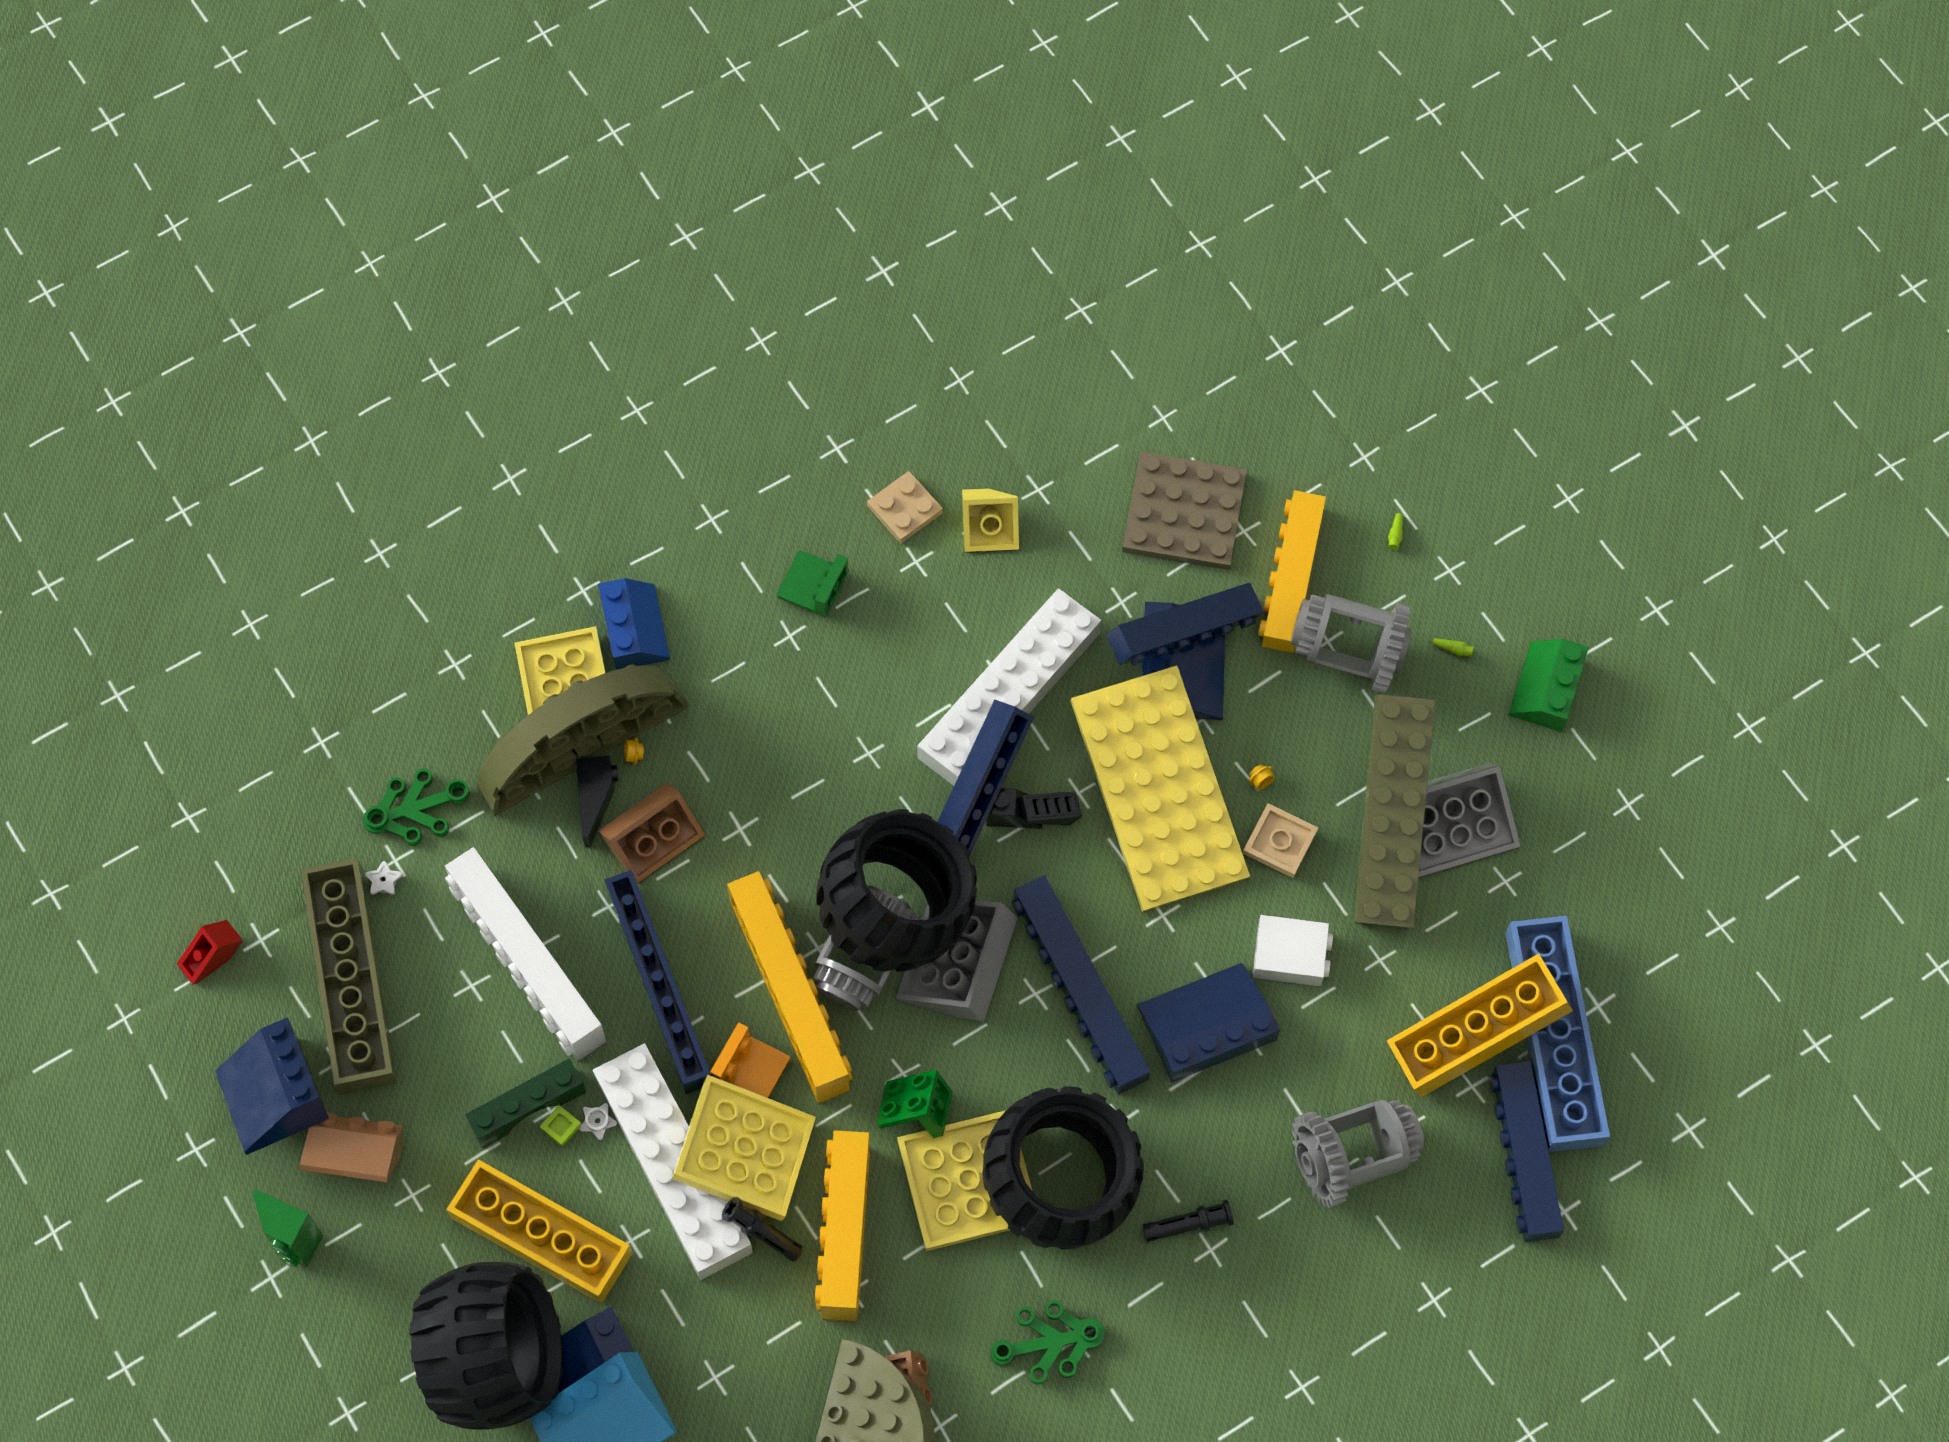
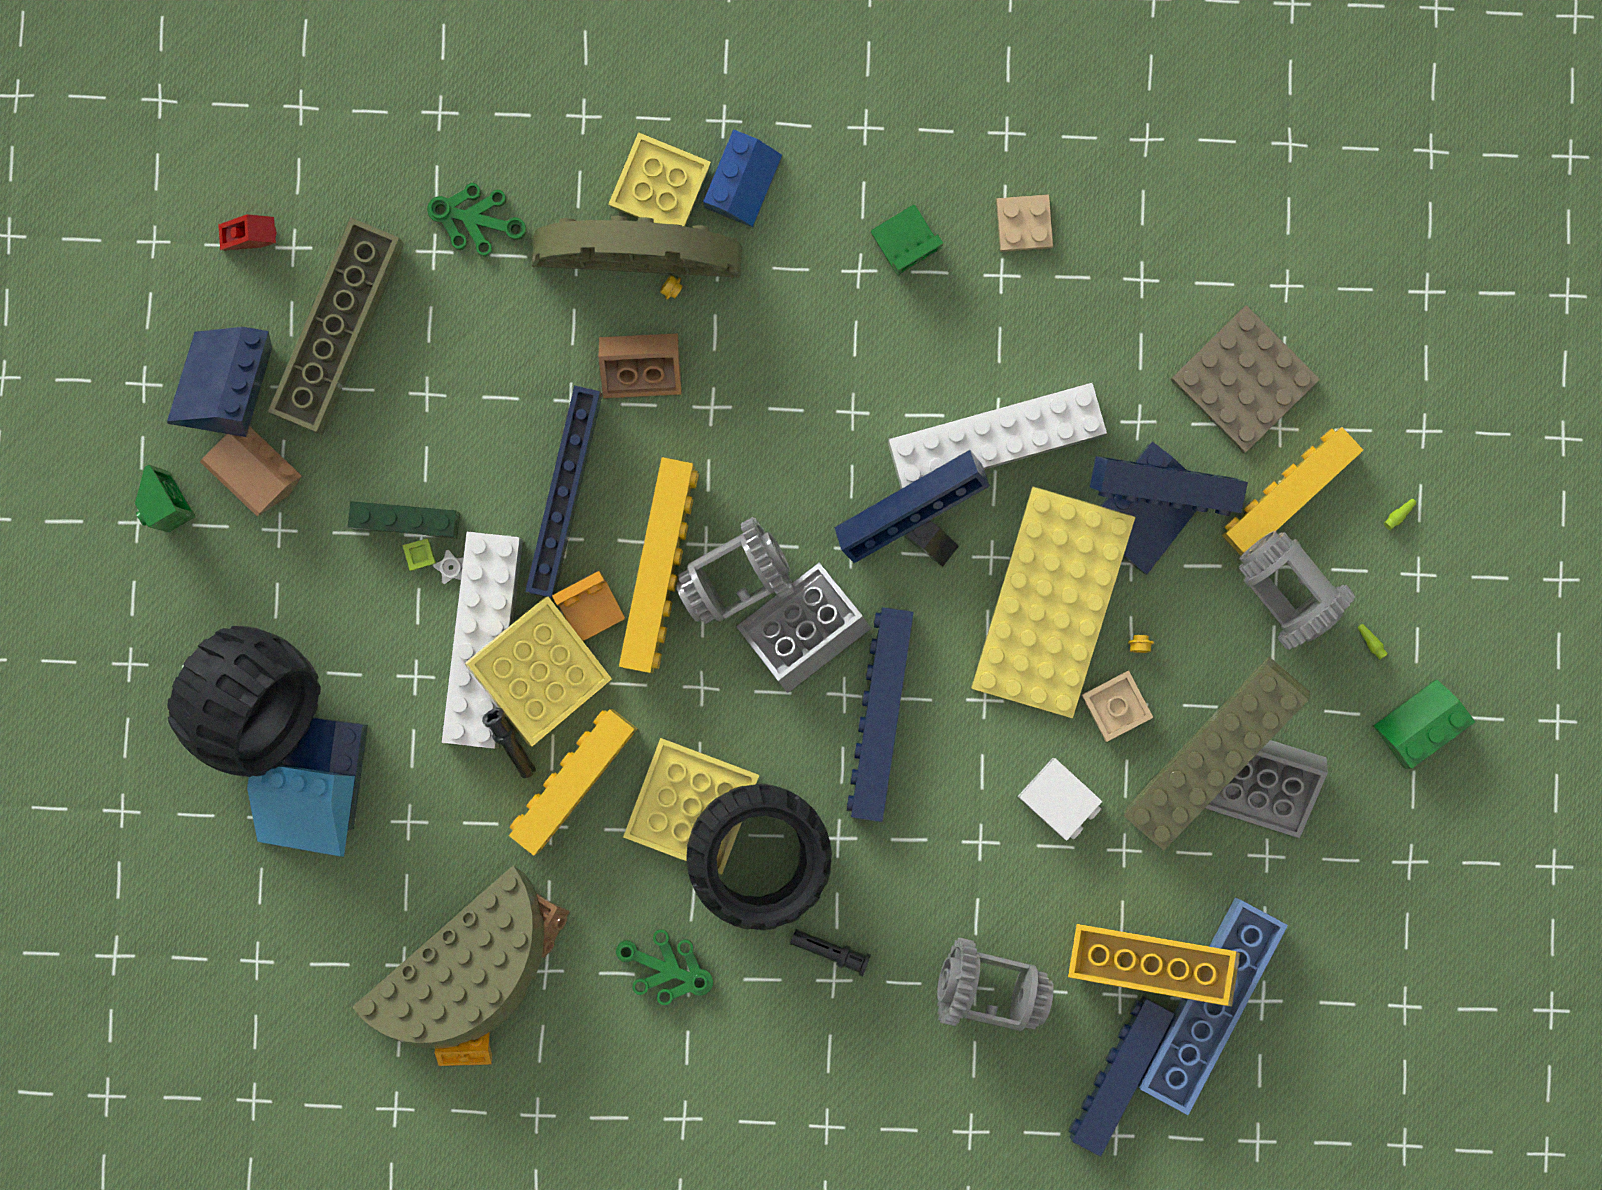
camera: 35 degrees right, 20 degrees up
(388, 885) = (420, 266): white plate -> none
(524, 955) = (477, 401): white brick -> none
(539, 1231) = (349, 628): yellow brick -> none
(596, 789) = (620, 300): black slope -> none
(916, 1098) = (692, 722): green bracket -> none
(925, 854) = (828, 571): black tyre -> none
(990, 520) = (1082, 282): light yellow slope -> none
(1066, 803) = (971, 566): black slope -> none
(1208, 1022) = (957, 808): dark blue slope -> none

